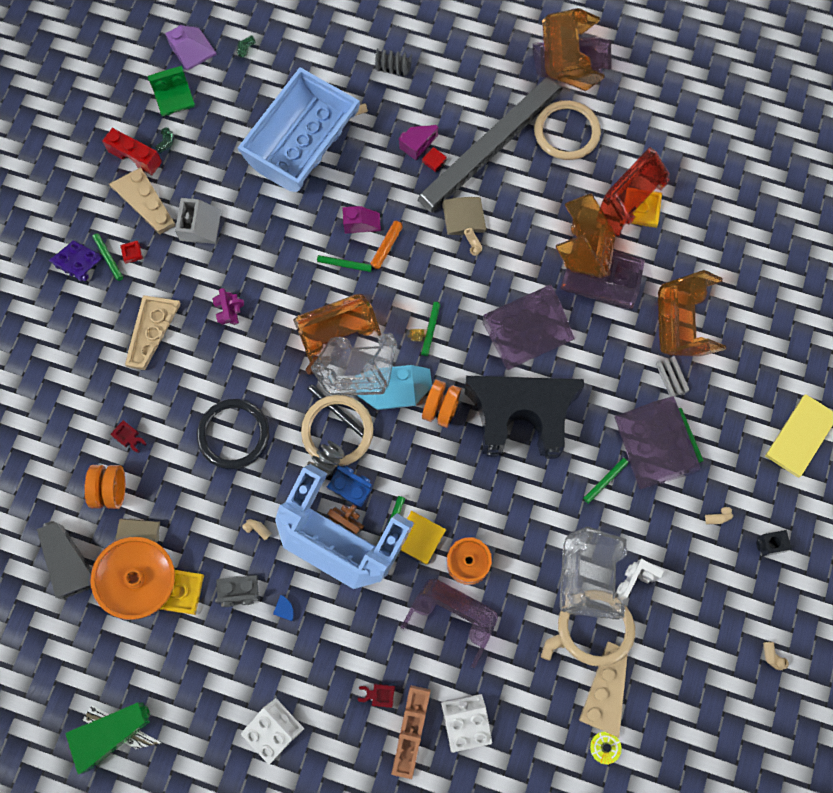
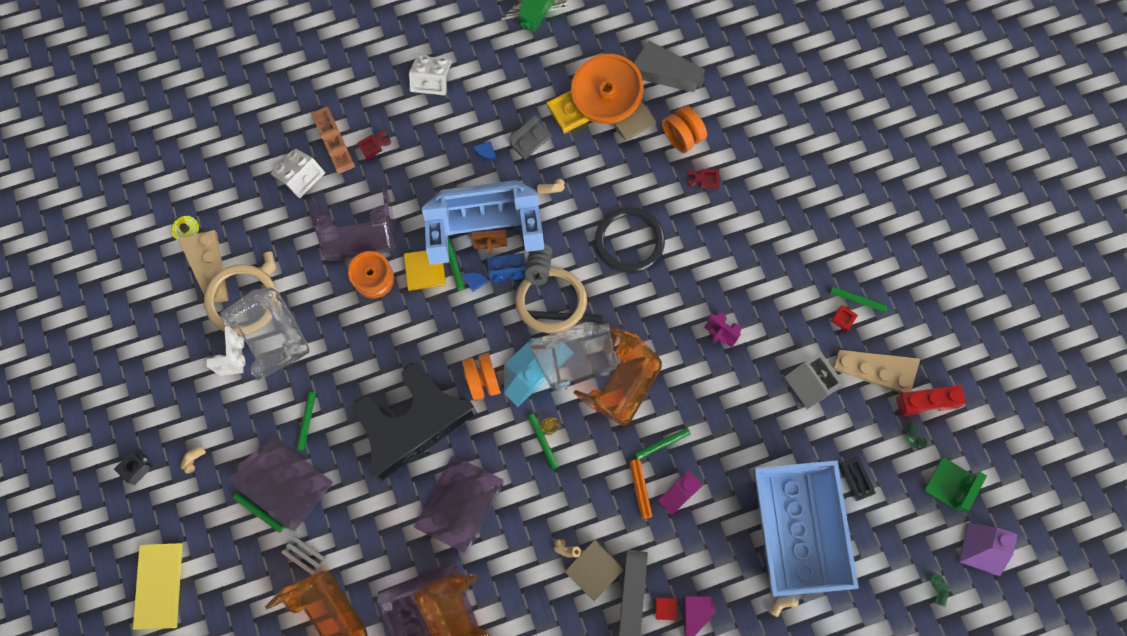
camera: 145 degrees right, 0 degrees up
(76, 260) = (879, 276): dark purple hinge -> none
(151, 324) = (768, 270): tan wing -> none
(226, 157) = (857, 496): none -> black tile
(385, 495) = (474, 280): none -> blue tile
(772, 658) = (88, 377): tan arm -> none

